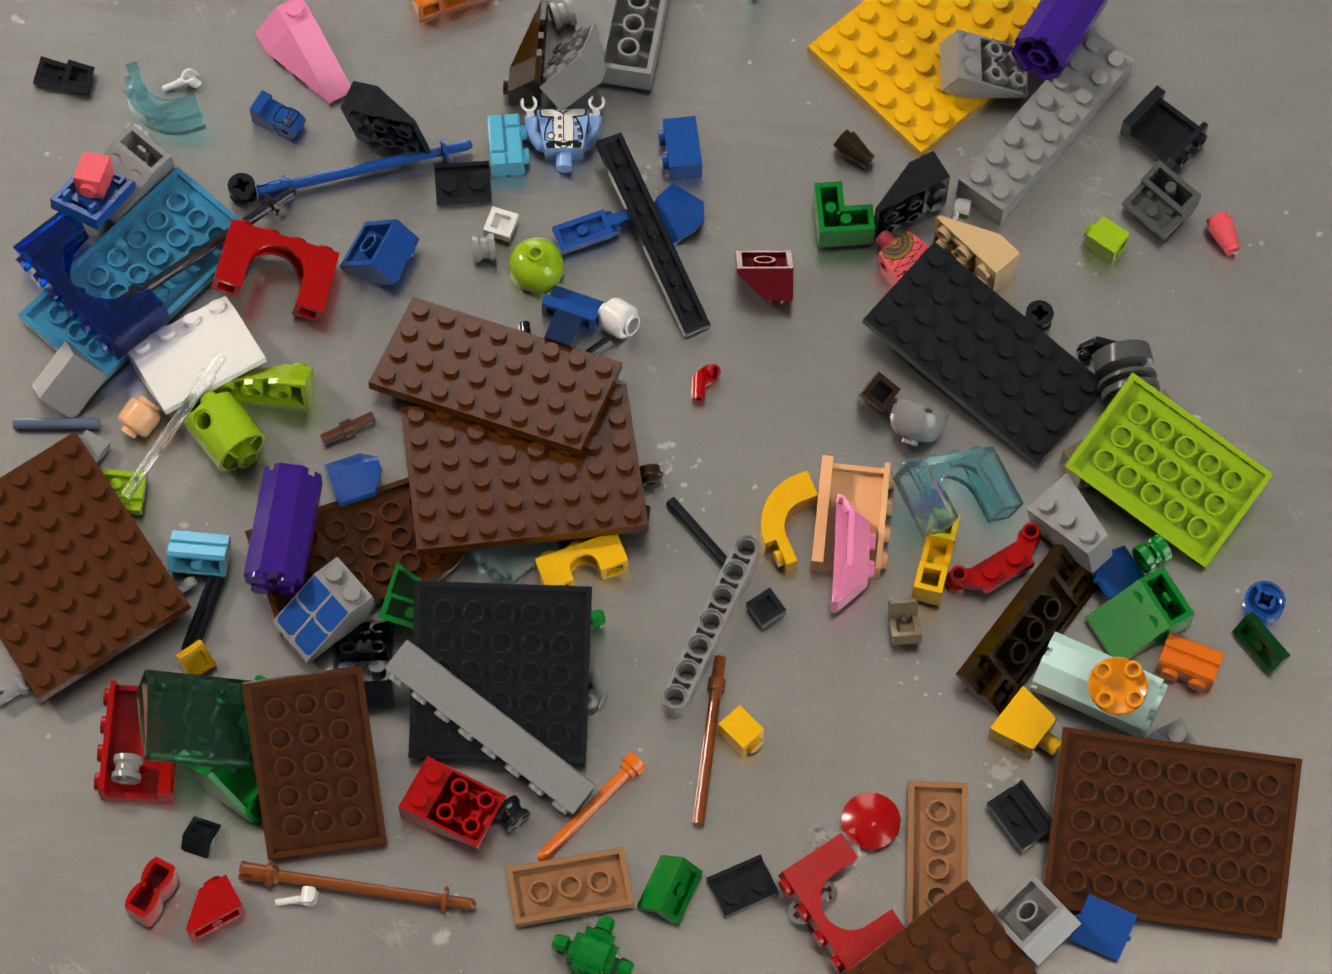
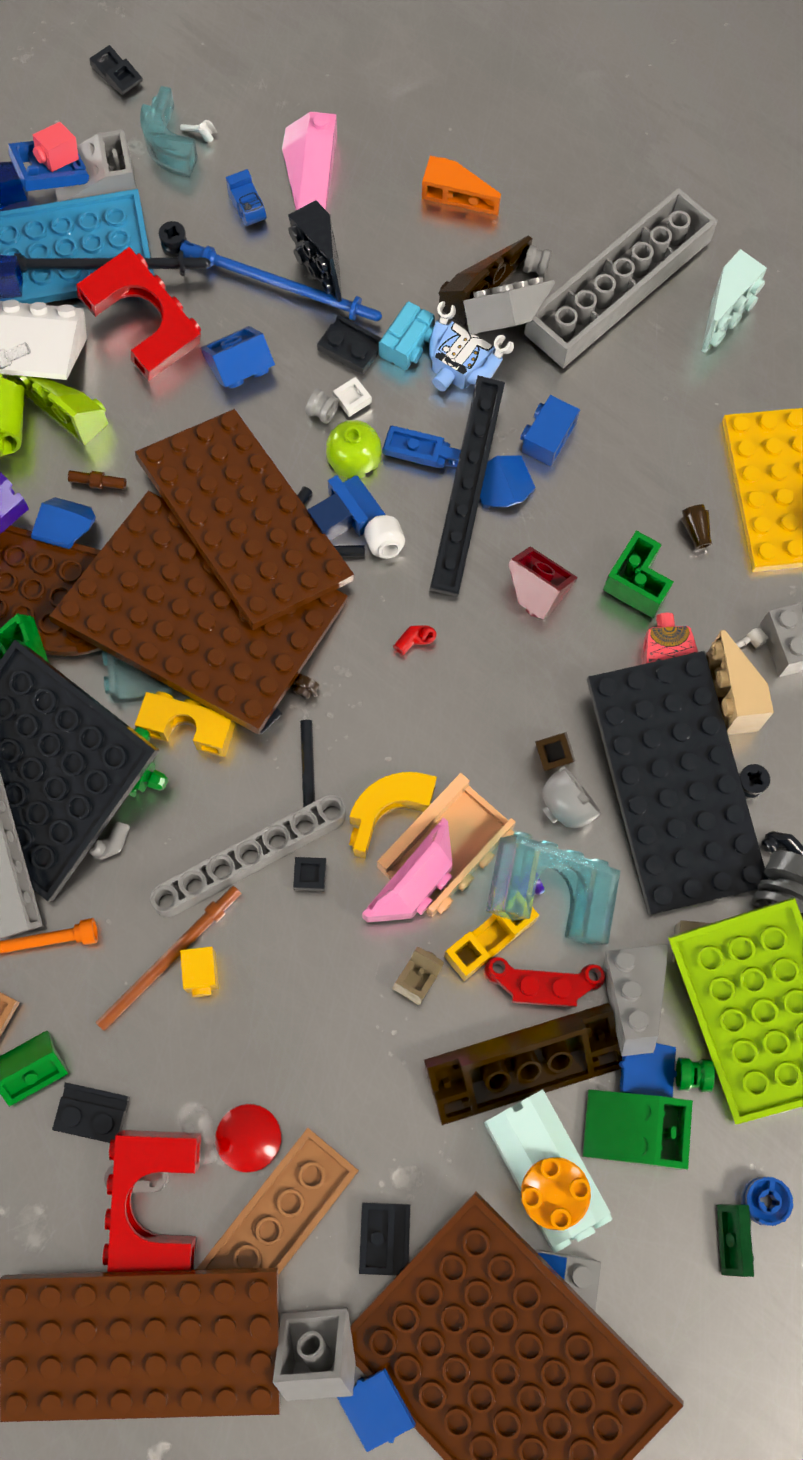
camera: 35 degrees right, 5 degrees up
(916, 191) = (720, 596): black slope -> none
(1025, 726) = (453, 1155): yellow torso -> none
(1189, 662) = (652, 1207): orange brick -> none

